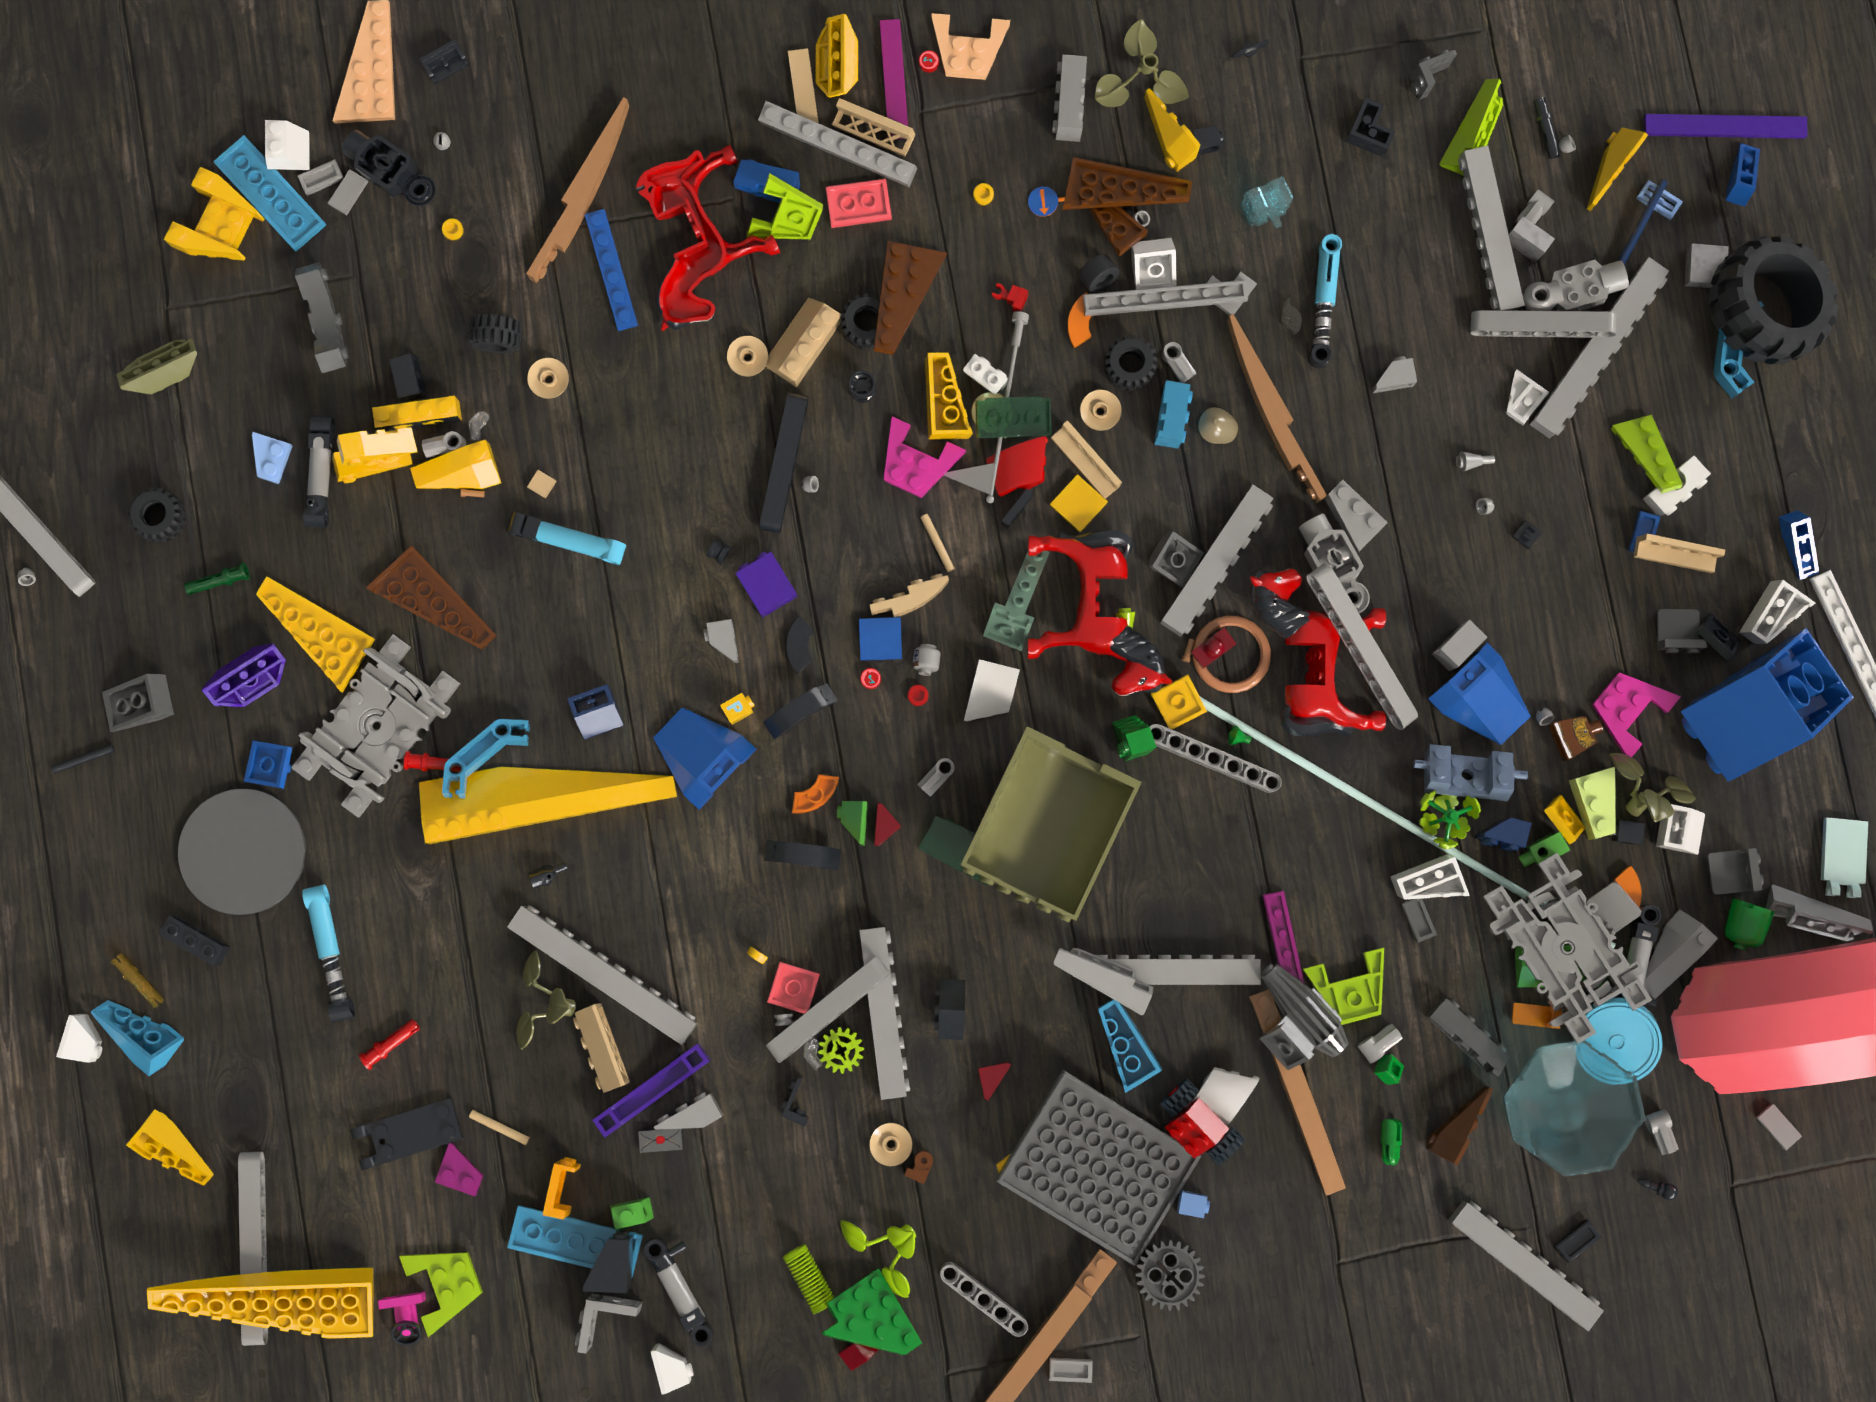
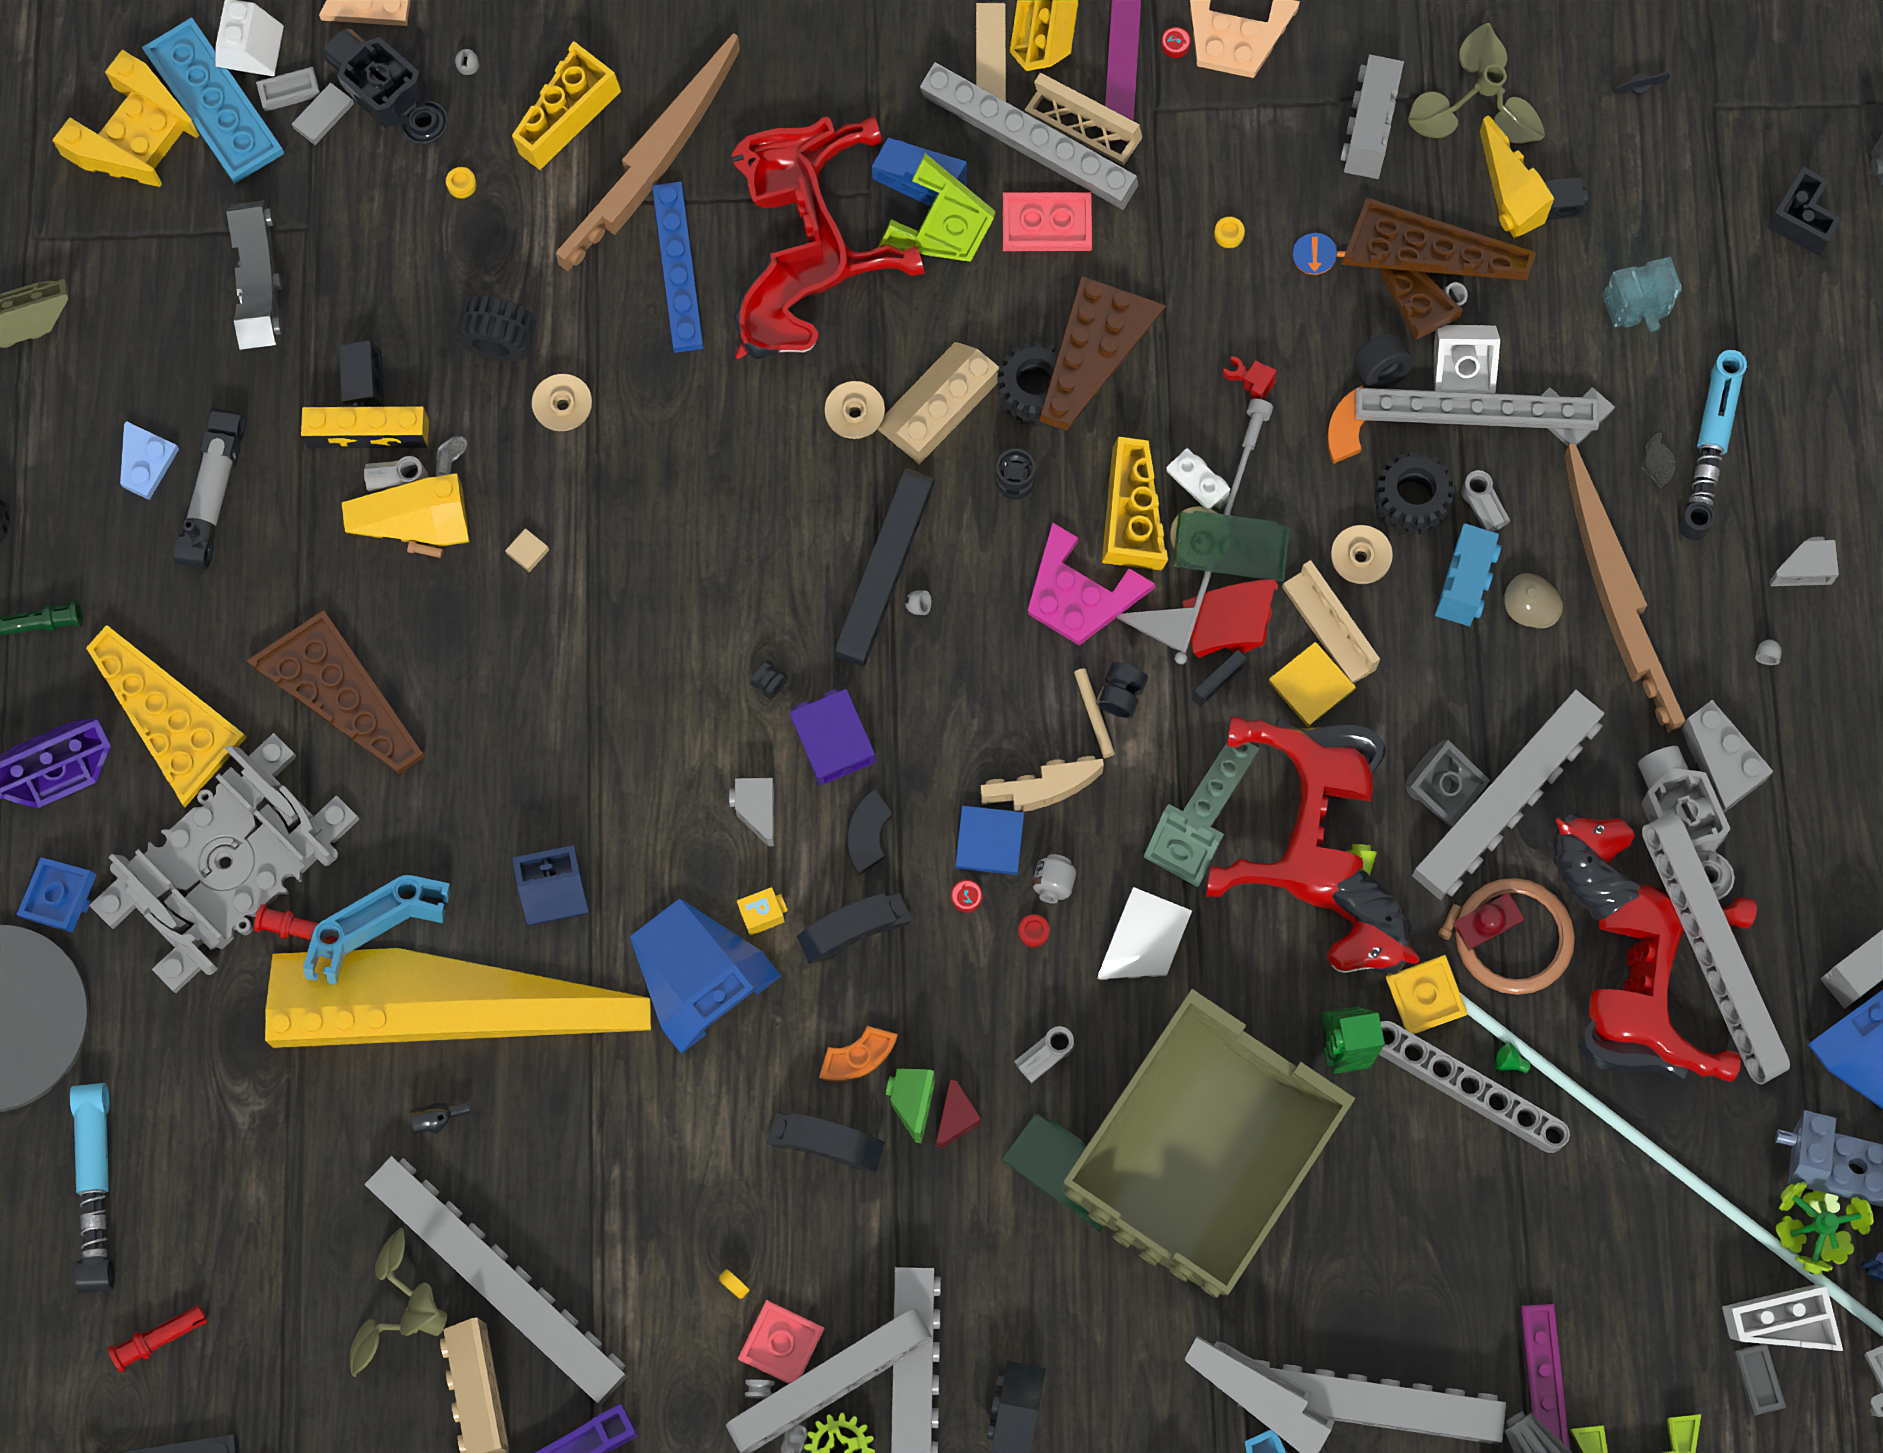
camera: 15 degrees right, 10 degrees down
(373, 453) = (290, 468): yellow wedge -> none
(516, 165) = (566, 106): none -> yellow wedge
(541, 531) = (511, 615): medium azure piece -> none
(953, 526) = (1120, 693): none -> black wheel
(1376, 439) = (1768, 652): none -> light grey hinge

